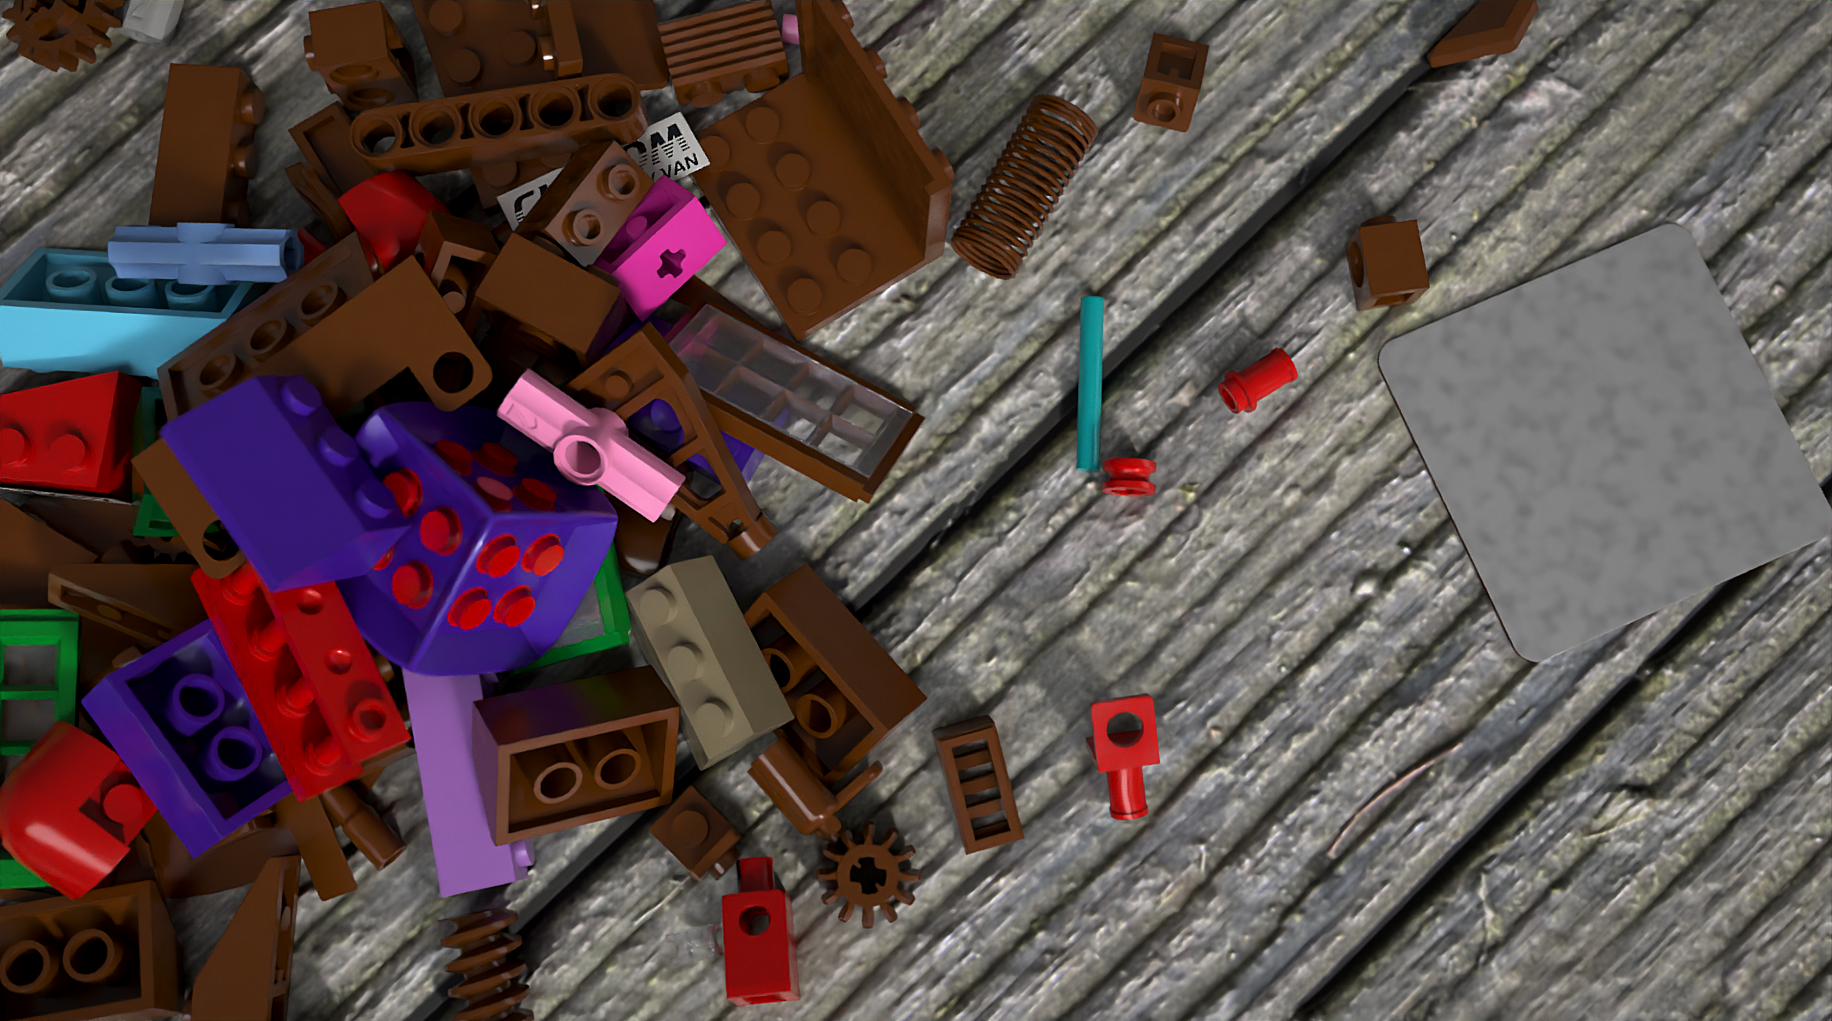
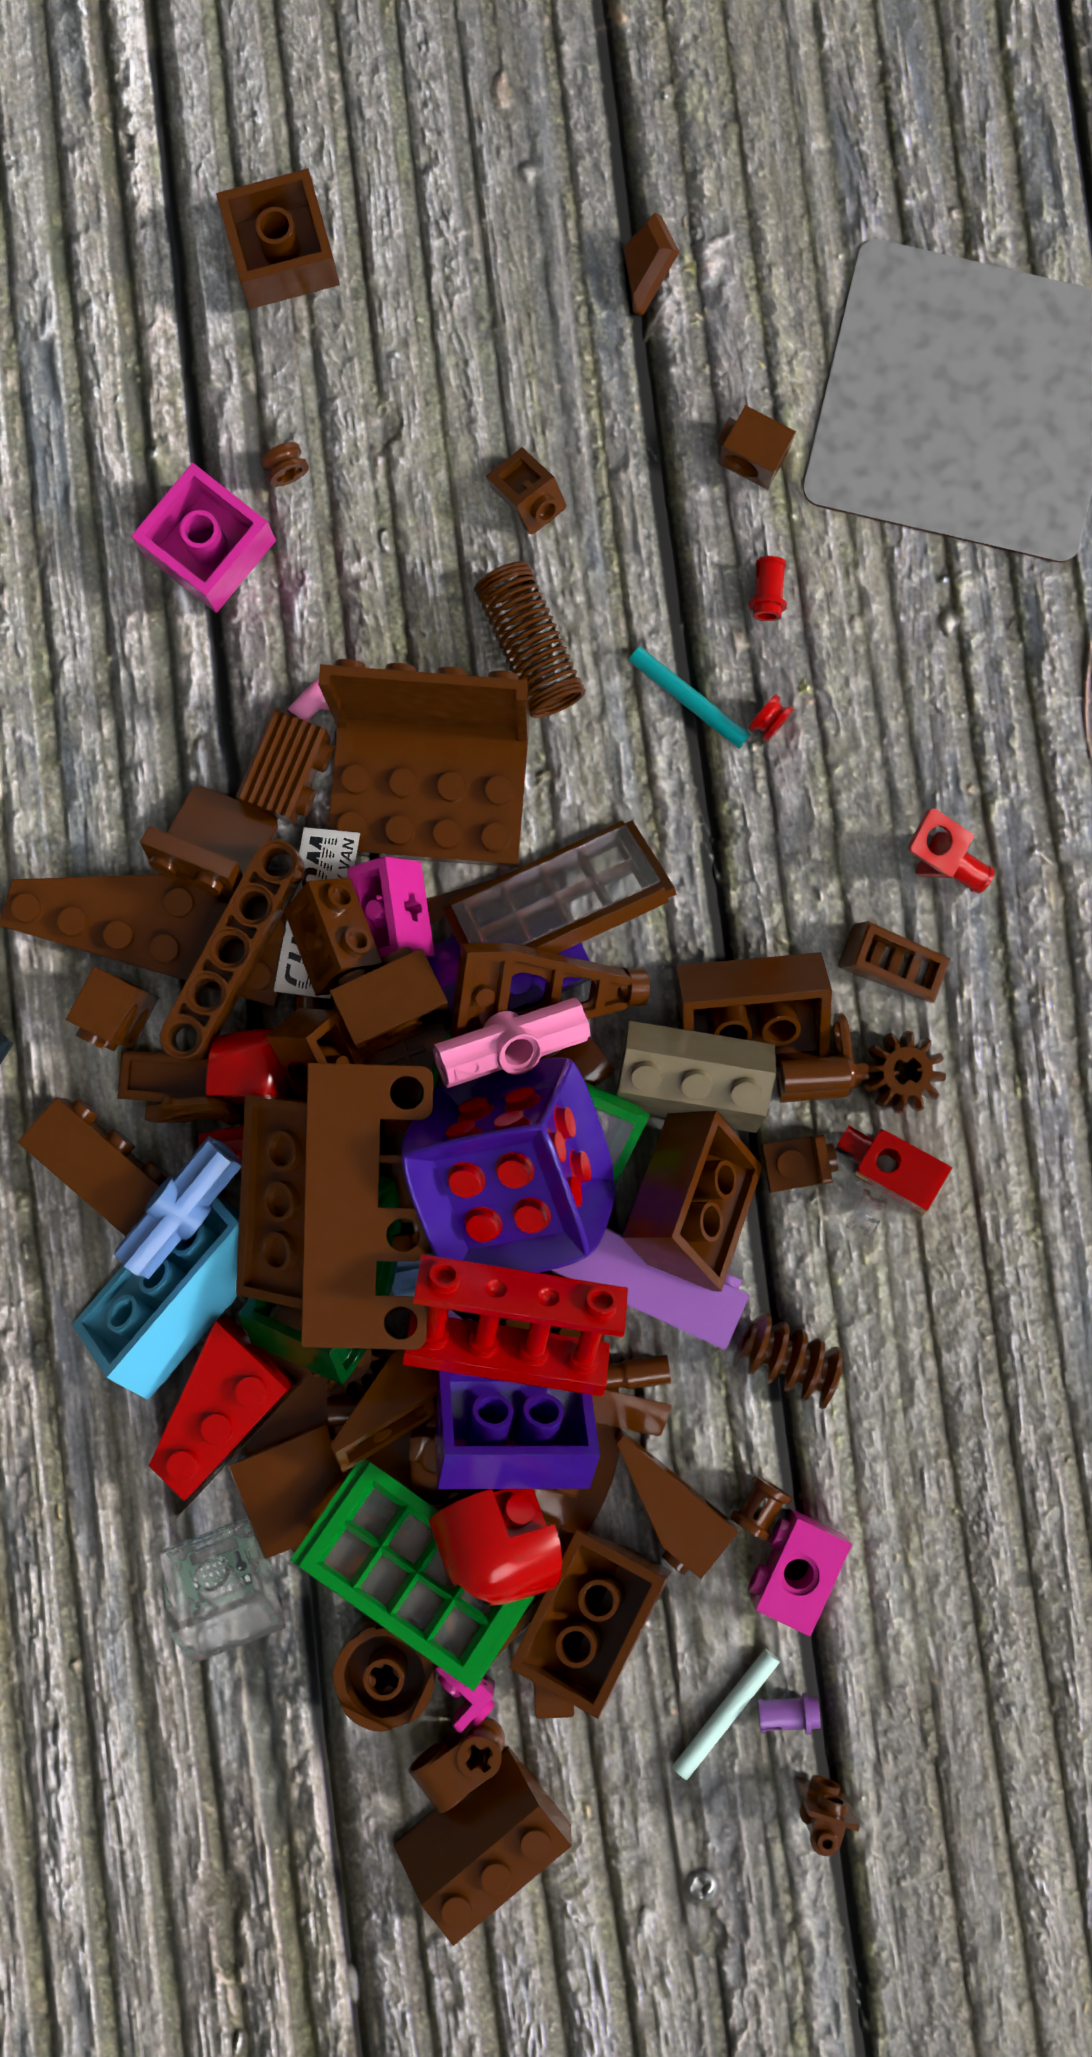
camera: 50 degrees left, 5 degrees up
(287, 482) = (413, 1244): dark purple slope -> none

